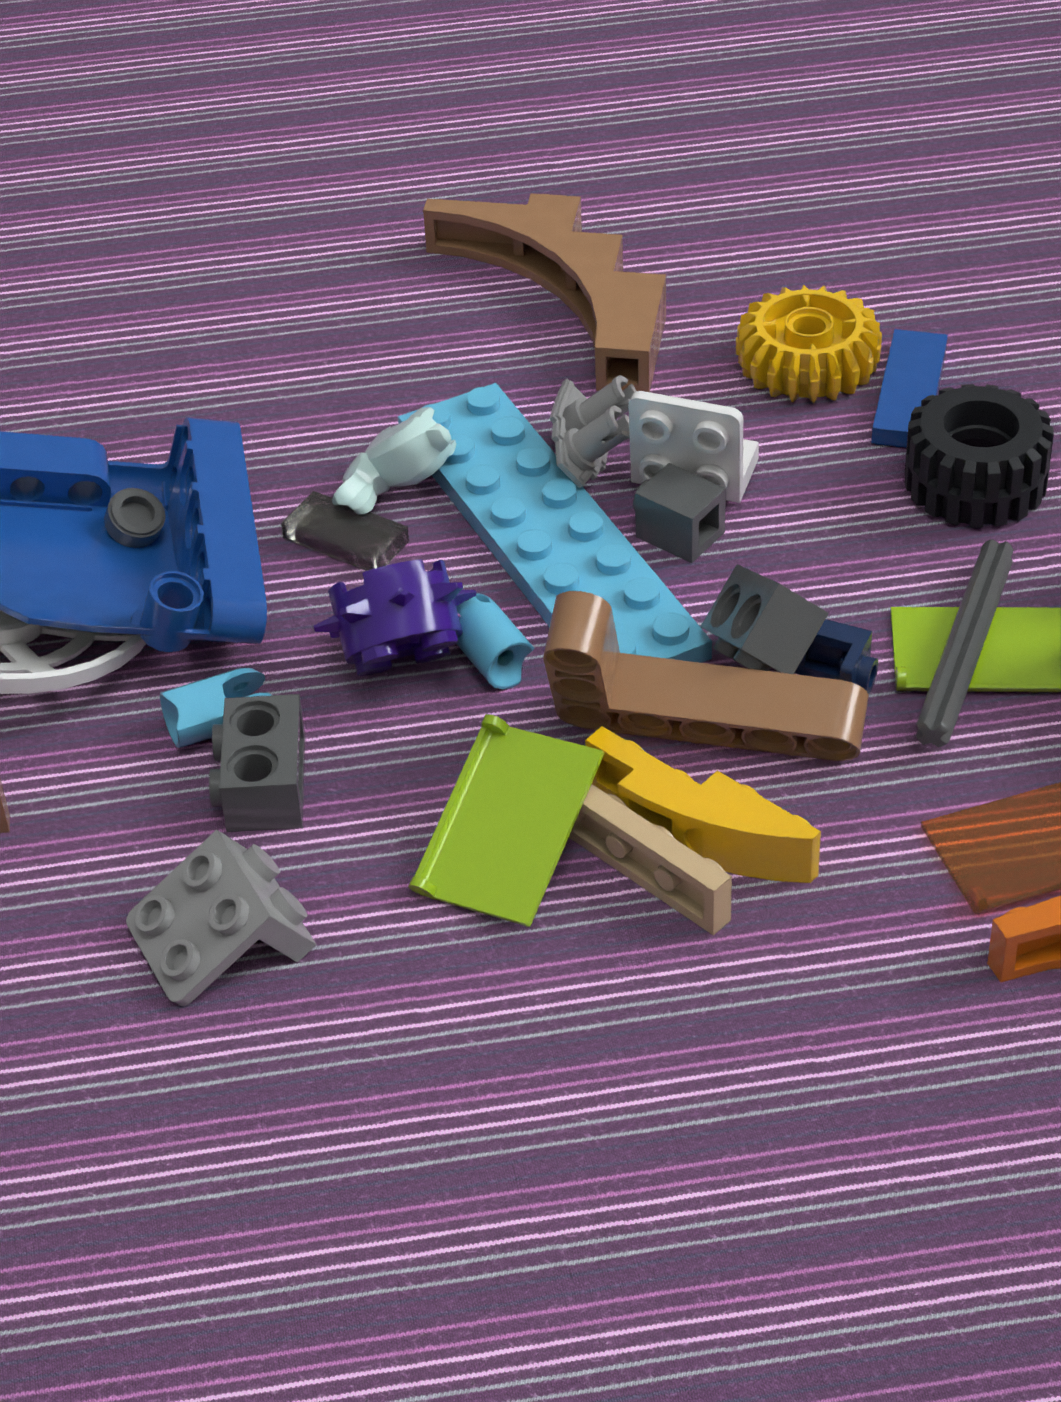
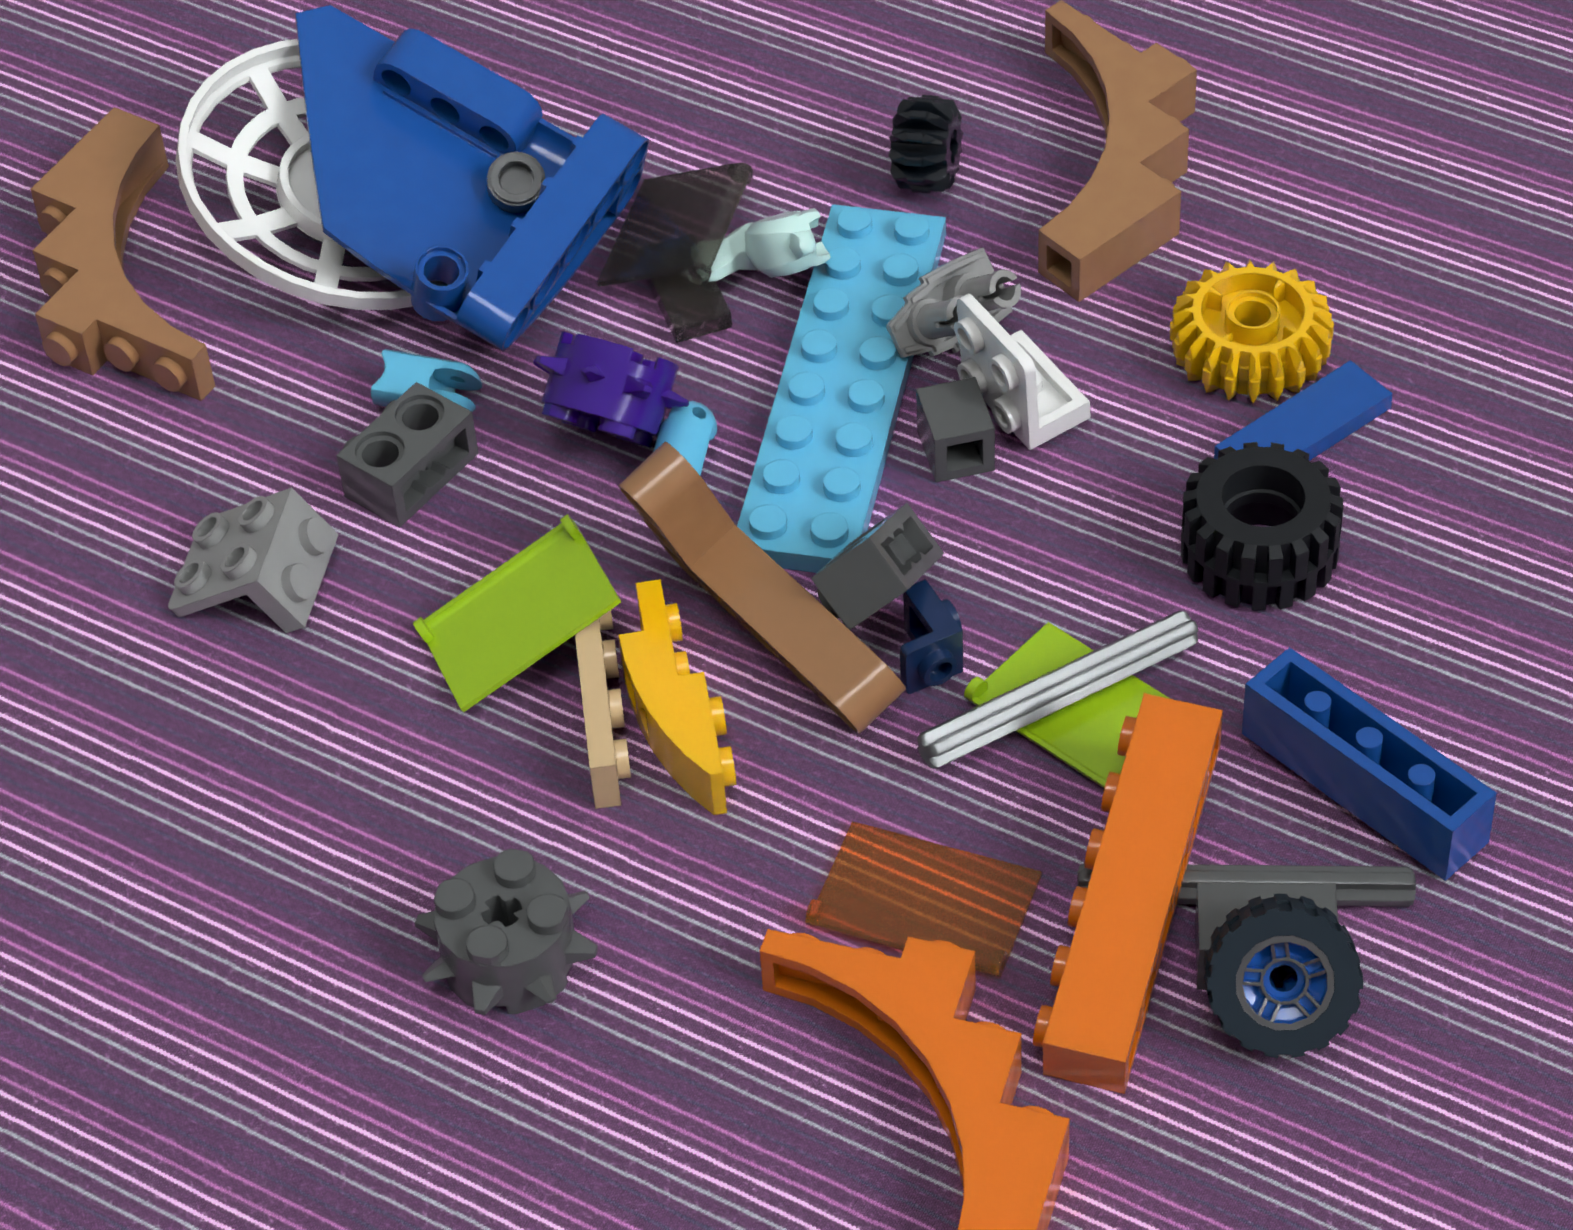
camera: 40 degrees right, 5 degrees up
(301, 488) = (677, 225): none -> clear smoke piece
(435, 336) = (926, 144): none -> black gear
(783, 1060) = (505, 933): none -> dark grey brick

